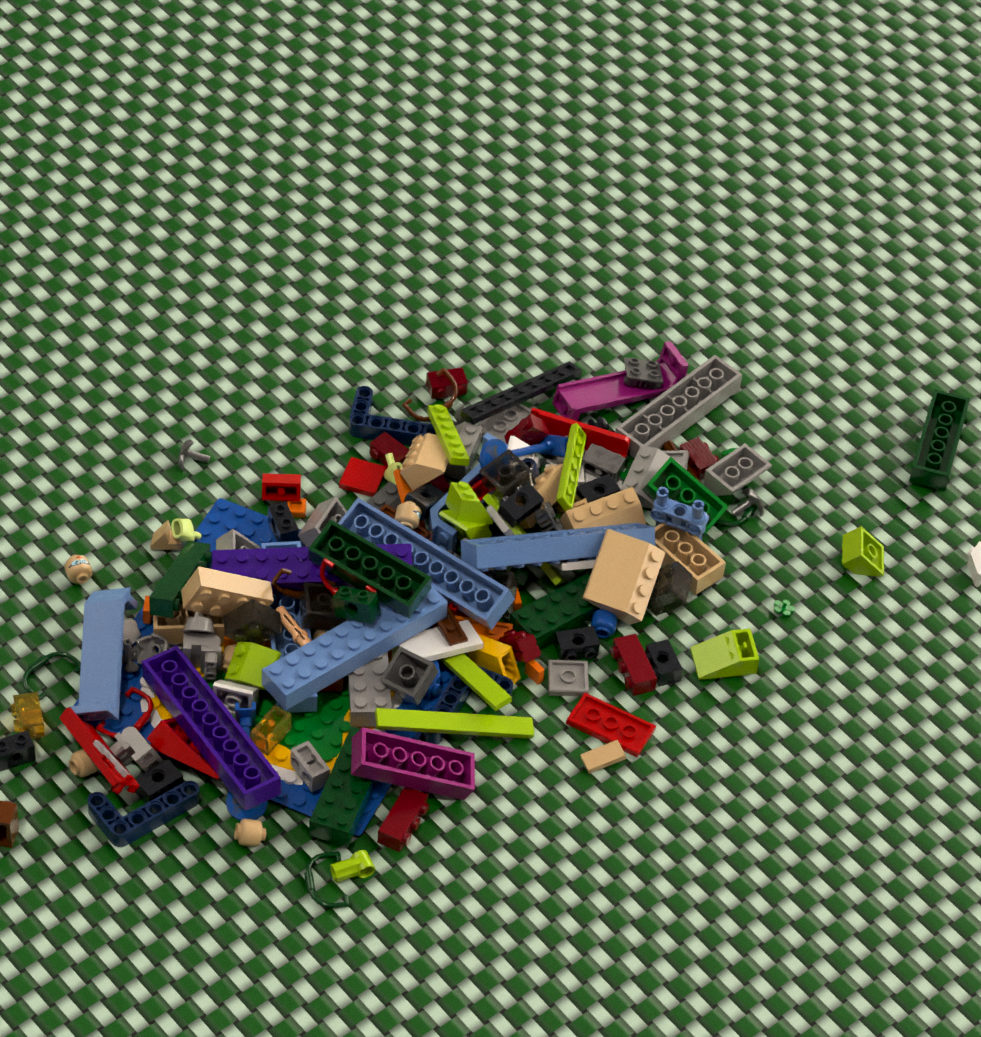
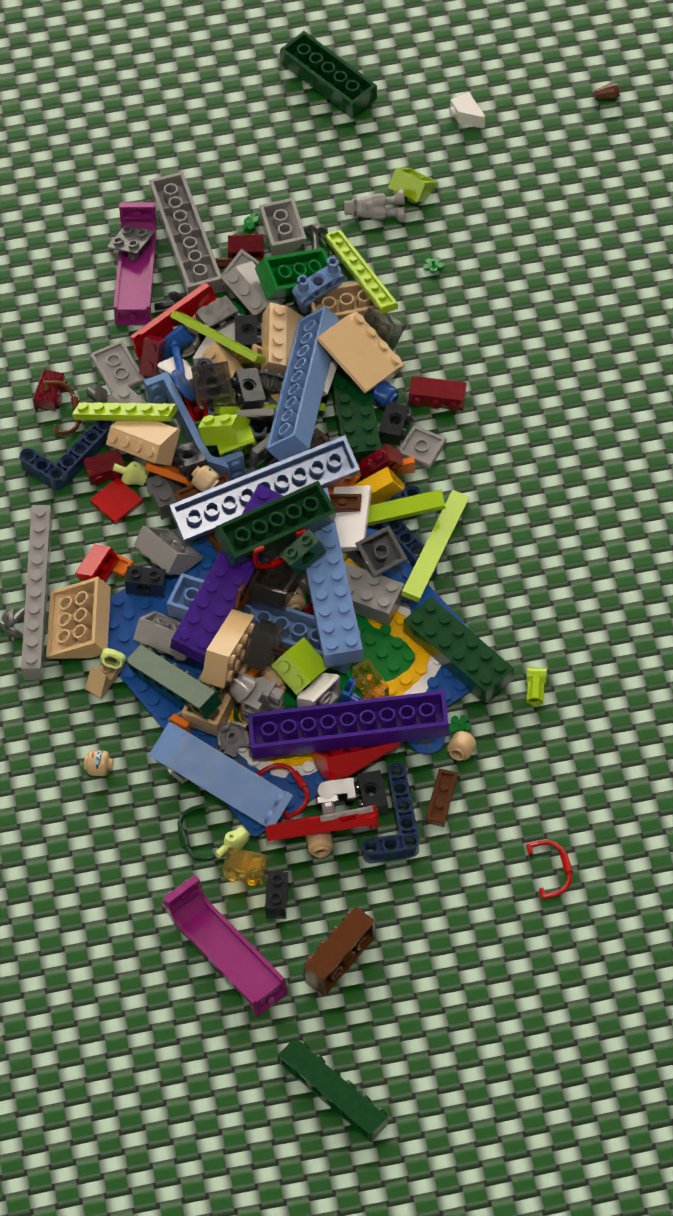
camera: 55 degrees left, 10 degrees up
(50, 697) = (234, 839): none -> yellowish green piece
(167, 969) = (566, 865): none -> red piece
(187, 841) = (441, 797): none -> reddish brown tile
(216, 497) = (79, 620): none -> tan slope
(229, 457) = (36, 593): none -> light grey brick
(275, 826) = (459, 725): none -> green plant
(299, 635) = (286, 615): light nougat pin -> none
(309, 766) = (424, 669): light grey brick -> none
(310, 881) = (532, 723): dark green piece -> none
(403, 819) = (506, 627): dark red brick -> none
(413, 763) = (470, 591): magenta brick -> none
(520, 393) = (101, 339): black plate -> none
(603, 756) = (517, 458): tan tile -> none
(610, 724) = (486, 438): red tile -> none
(664, 662) = (447, 369): black brick -> none
(723, 547) = (361, 271): none -> lime tile
(726, 655) = (465, 325): lime slope -> none
(813, 536) = (374, 206): none -> light grey piece

